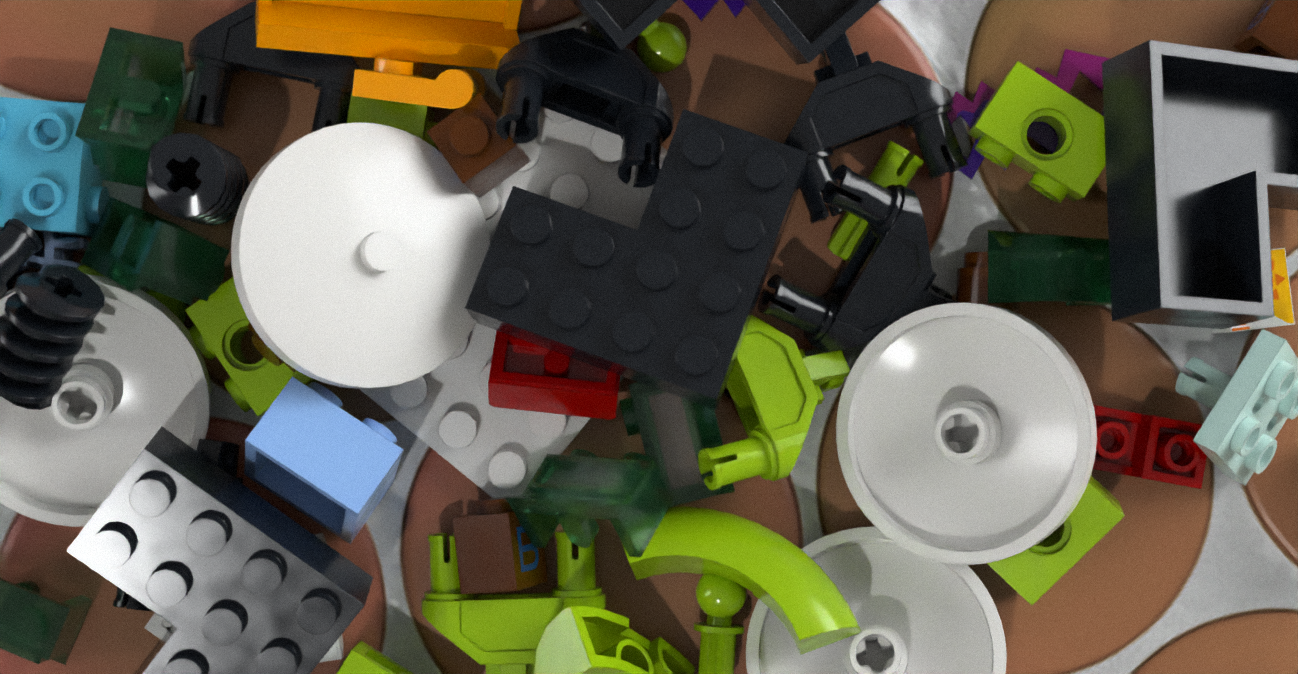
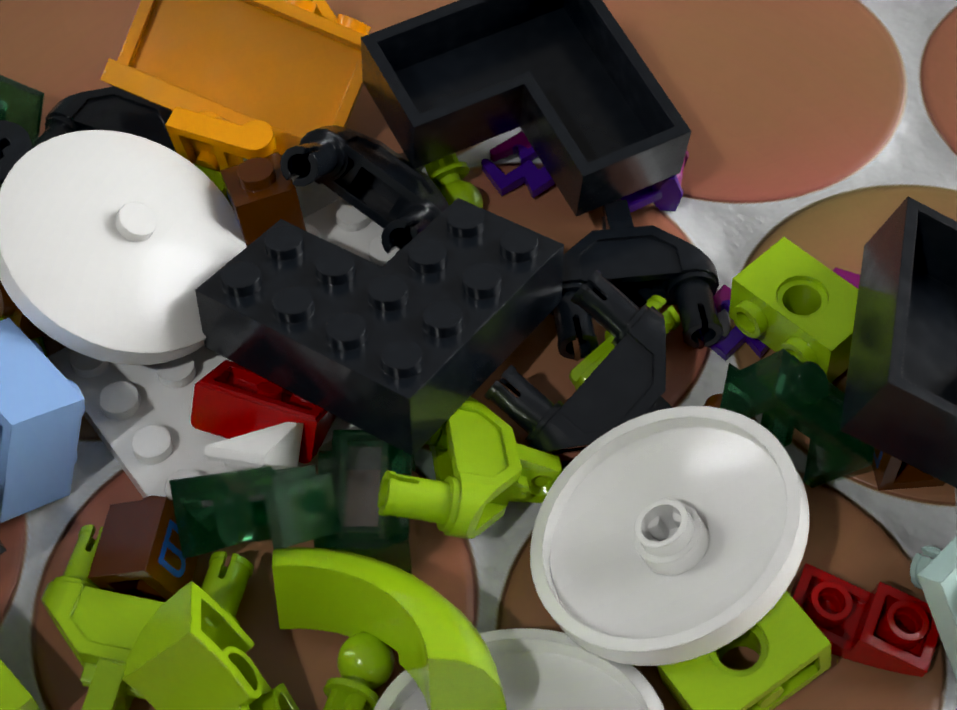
camera: 15 degrees right, 35 degrees down
(571, 438) = (271, 446): none -> white slope

